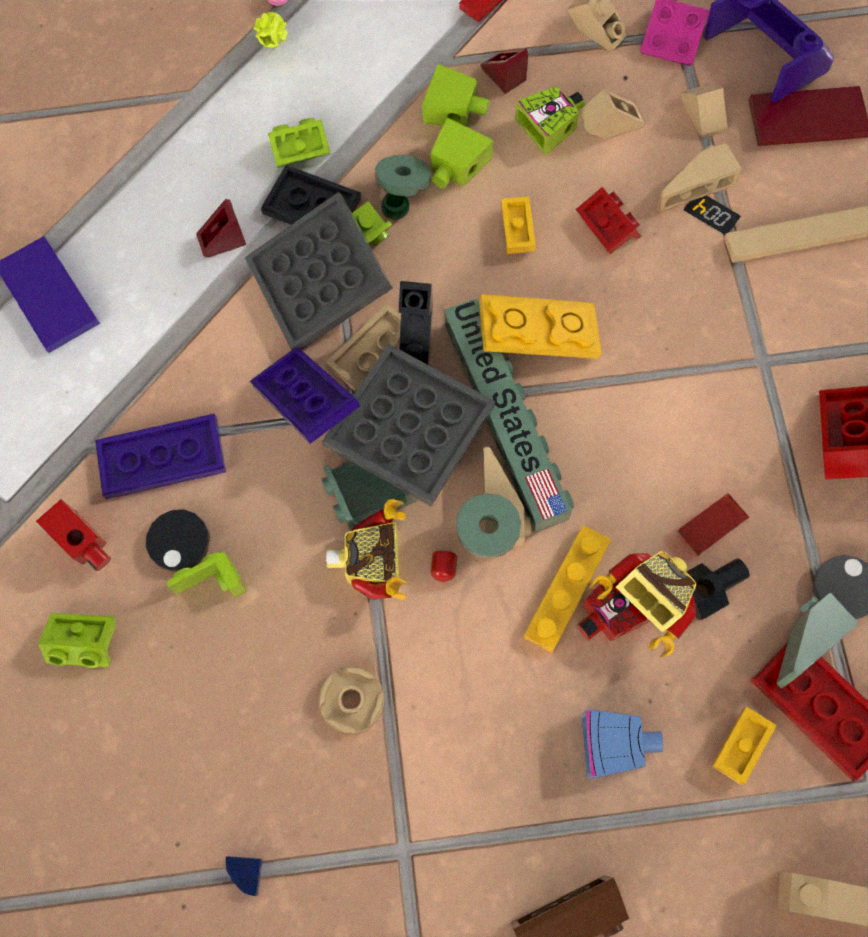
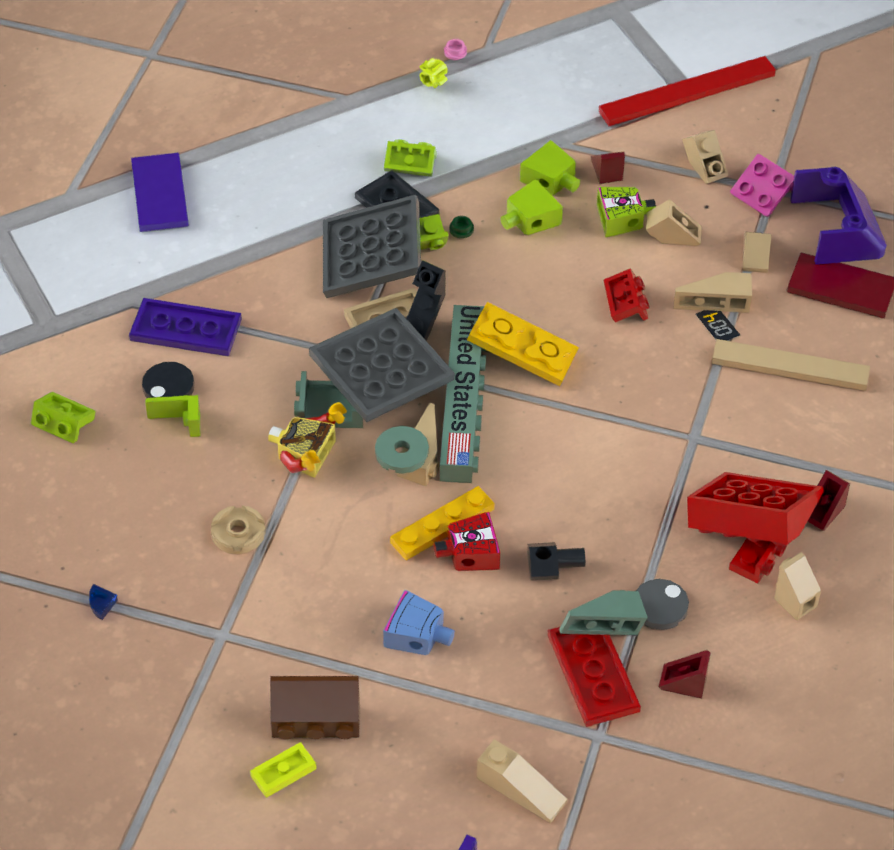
camera: 20 degrees right, 20 degrees down
(68, 529) = (96, 352): red torso -> none
(221, 231) = (316, 196): dark red slope -> none
(304, 394) = (314, 318): dark purple tile -> none
(402, 175) = (478, 207): sand green tile -> none
(443, 565) = (356, 471): red piece -> none
(518, 225) = (550, 274): yellow plate -> none
(658, 589) = (502, 532): torso -> none
(713, 524) = (581, 525): clear red tile -> none
(743, 746) = (513, 666): yellow plate -> none

